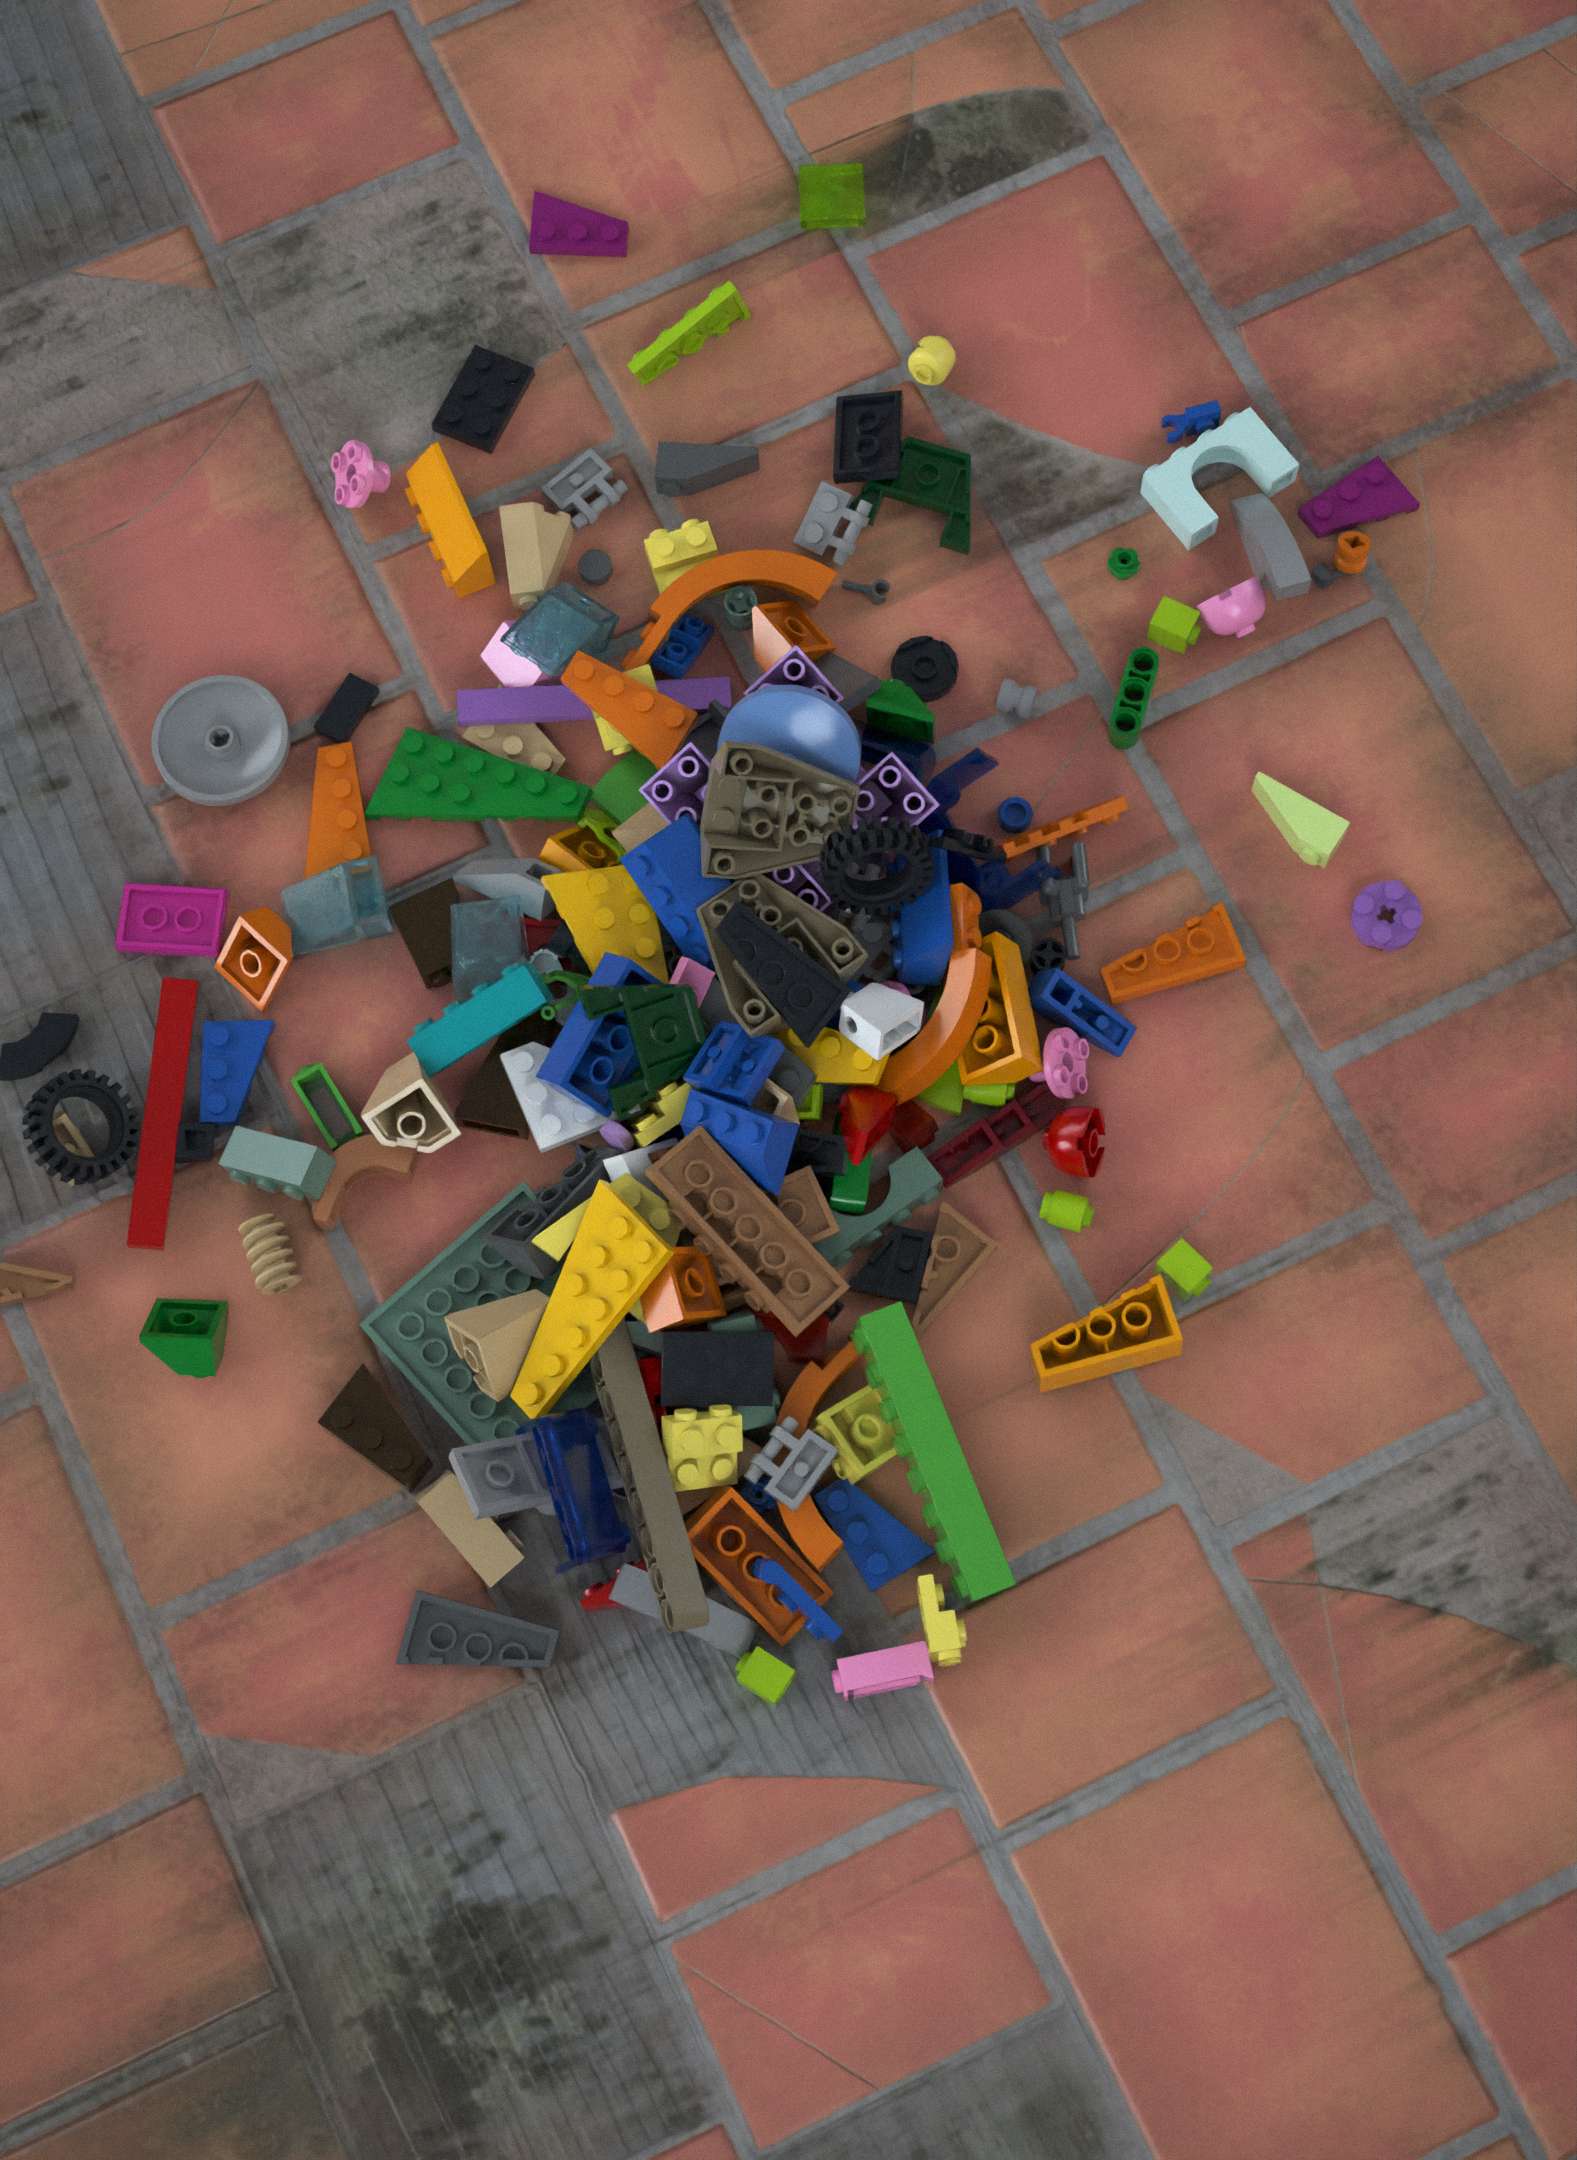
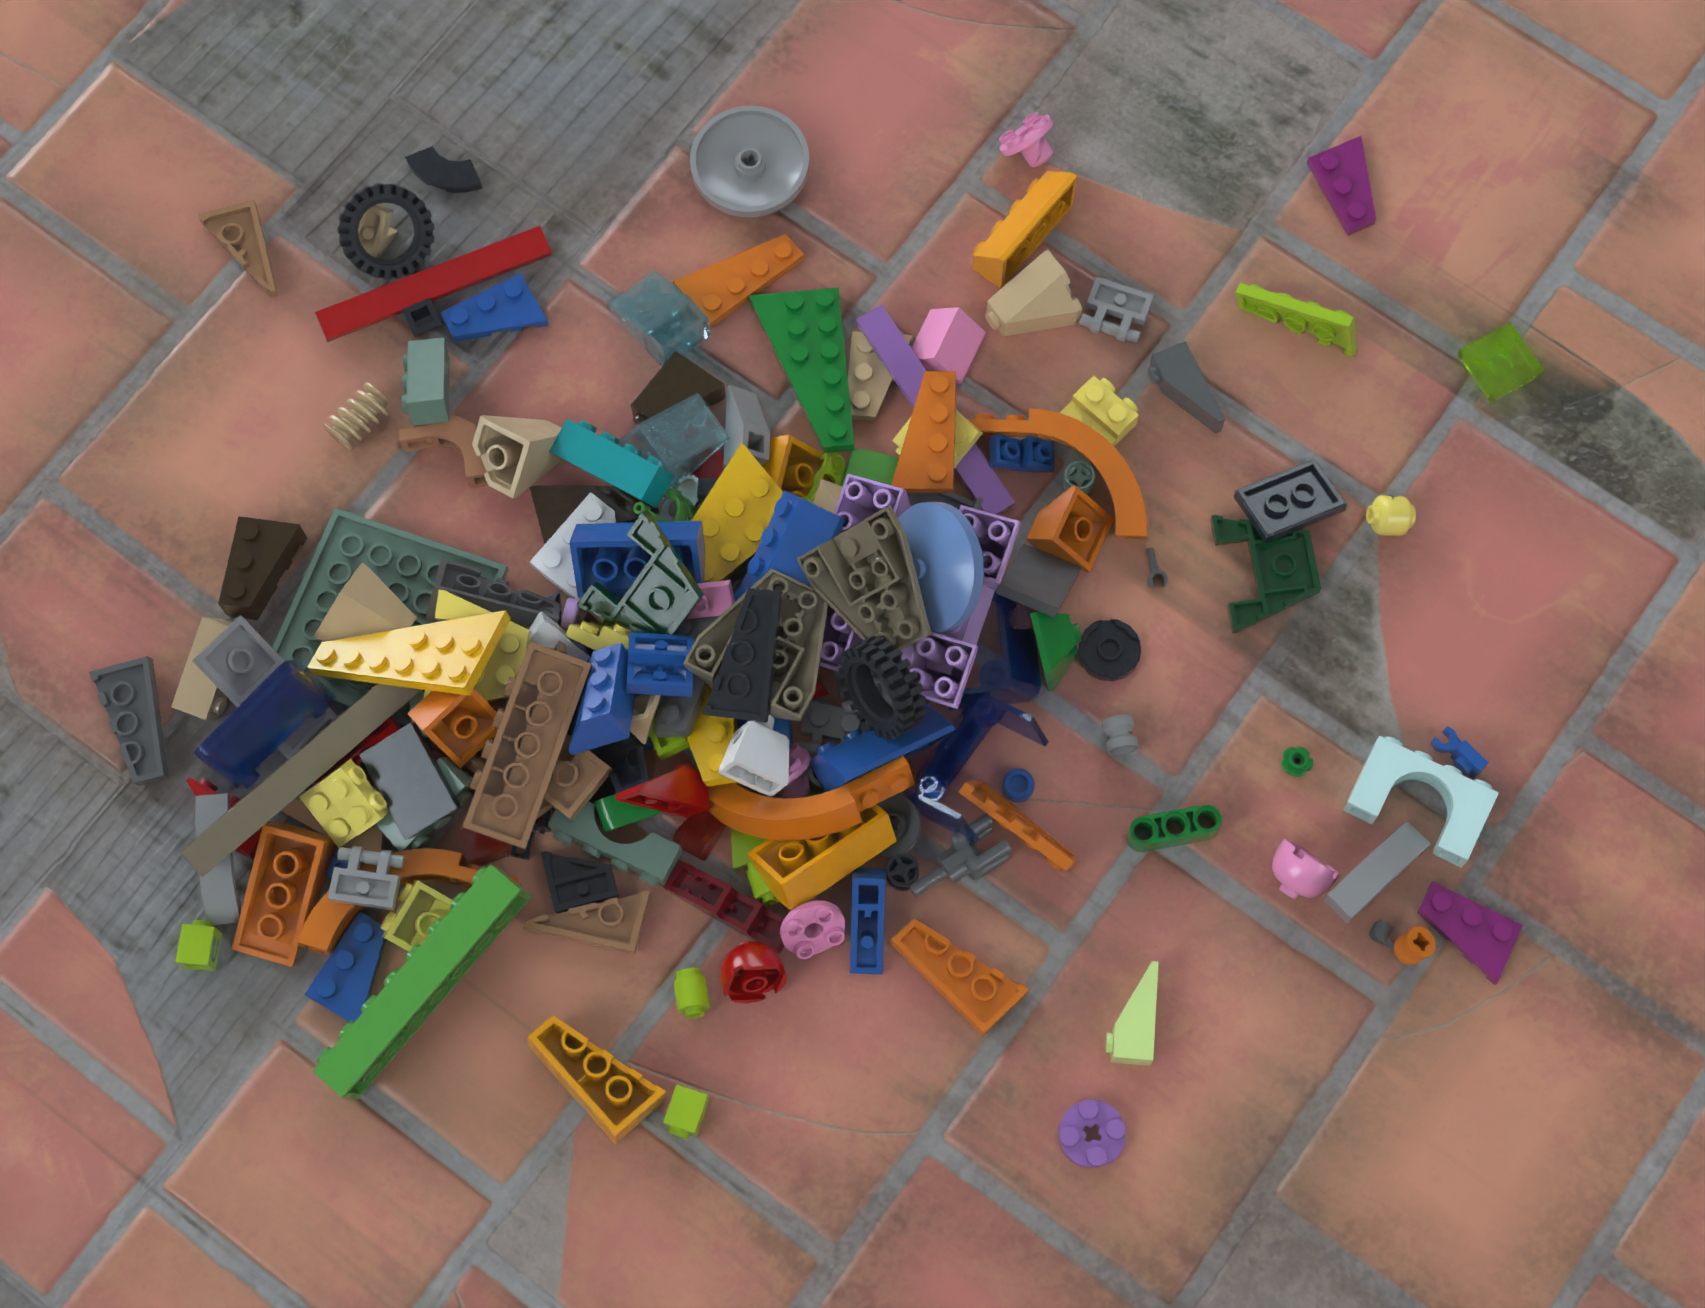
camera: 60 degrees right, 0 degrees up
(172, 920) = (592, 208): dark pink tile -> none
(187, 1334) = (269, 392): green slope -> none
(256, 955) = (592, 279): orange slope -> none
(326, 1105) = (495, 390): window -> none
(346, 709) = (830, 237): black tile -> none
(483, 399) = (1153, 195): black plate -> none
(559, 627) = (978, 350): clear light blue slope -> none
(595, 567) = (1054, 354): dark grey tile -> none
(796, 1598) = (265, 938): blue plate -> none
(824, 519) = (1194, 503): light grey plate -> none
(883, 1670) = (243, 1034): bright pink window -> none
(942, 1630) = (287, 1063): light yellow plate -> none
(967, 844) = (940, 742): black piece -> none
(1174, 625) = (1260, 830): lime brick -> none

